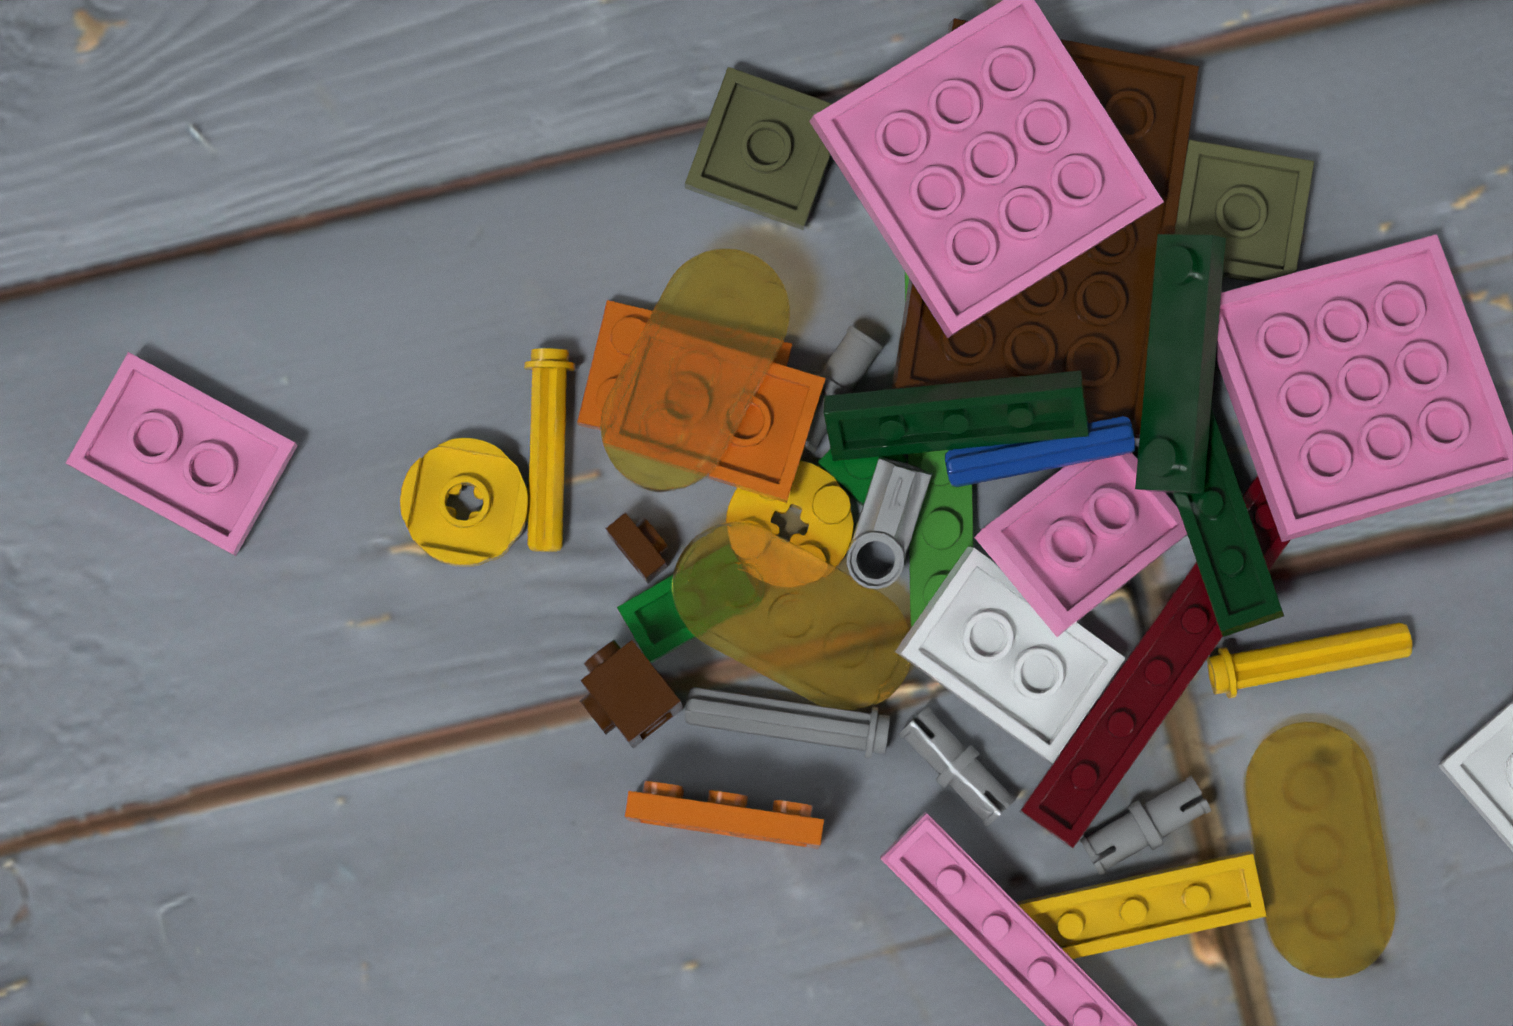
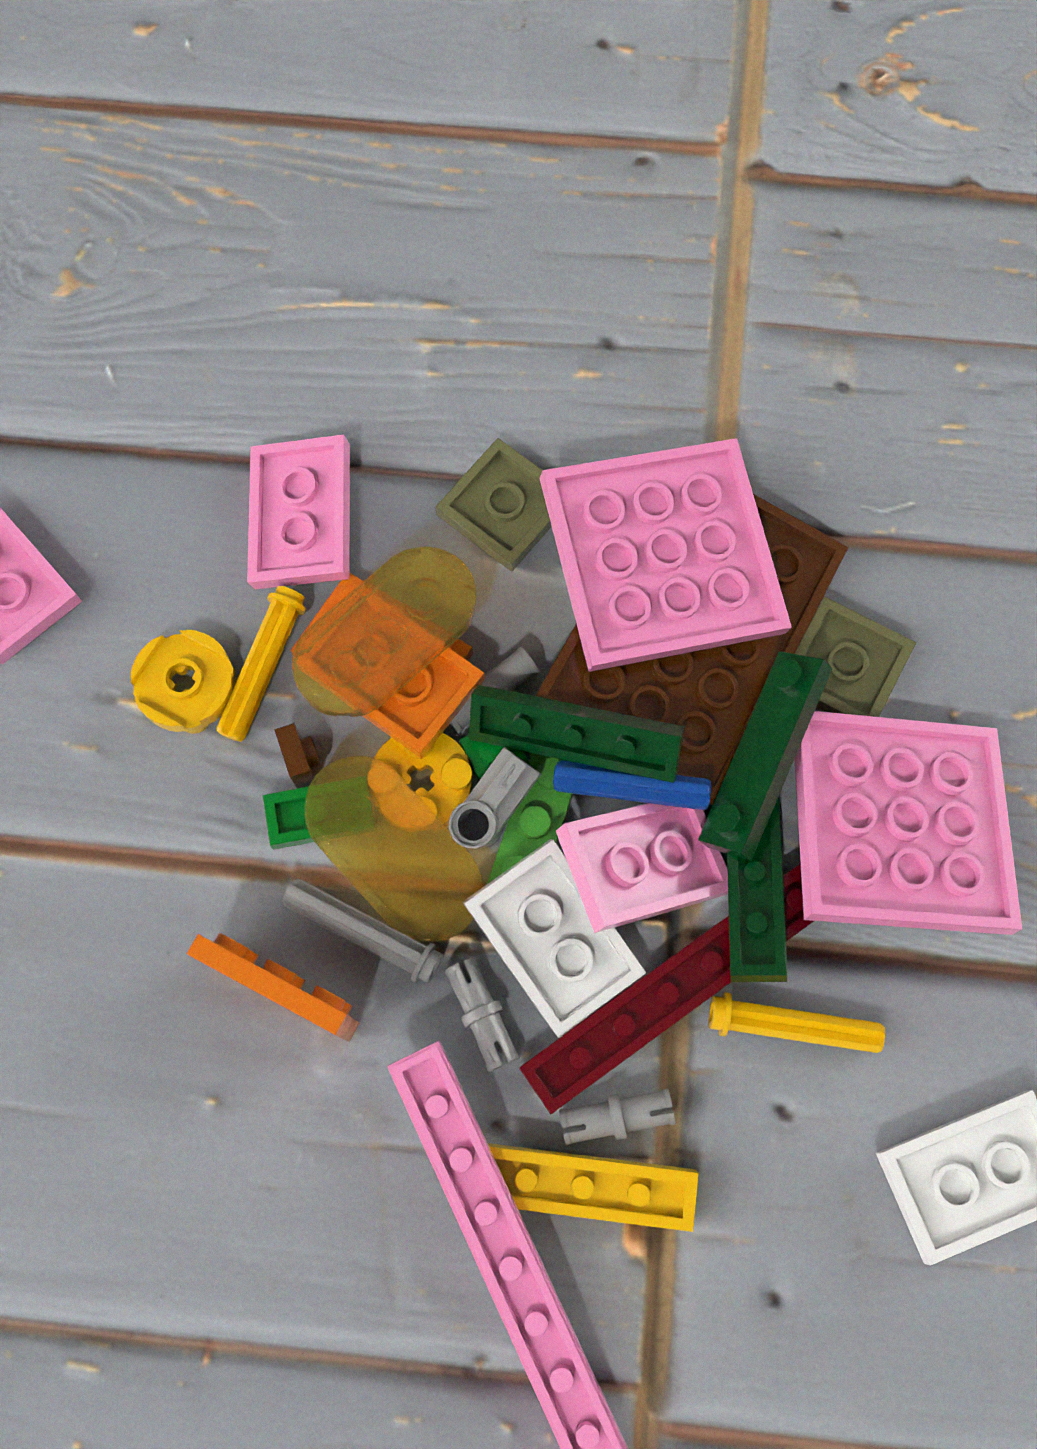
camera: 20 degrees right, 10 degrees down
(521, 245) = (299, 512): none -> bright pink plate
(627, 693) = (238, 861): reddish brown brick -> none
(1319, 850) = (754, 1192): clear yellow tile -> none

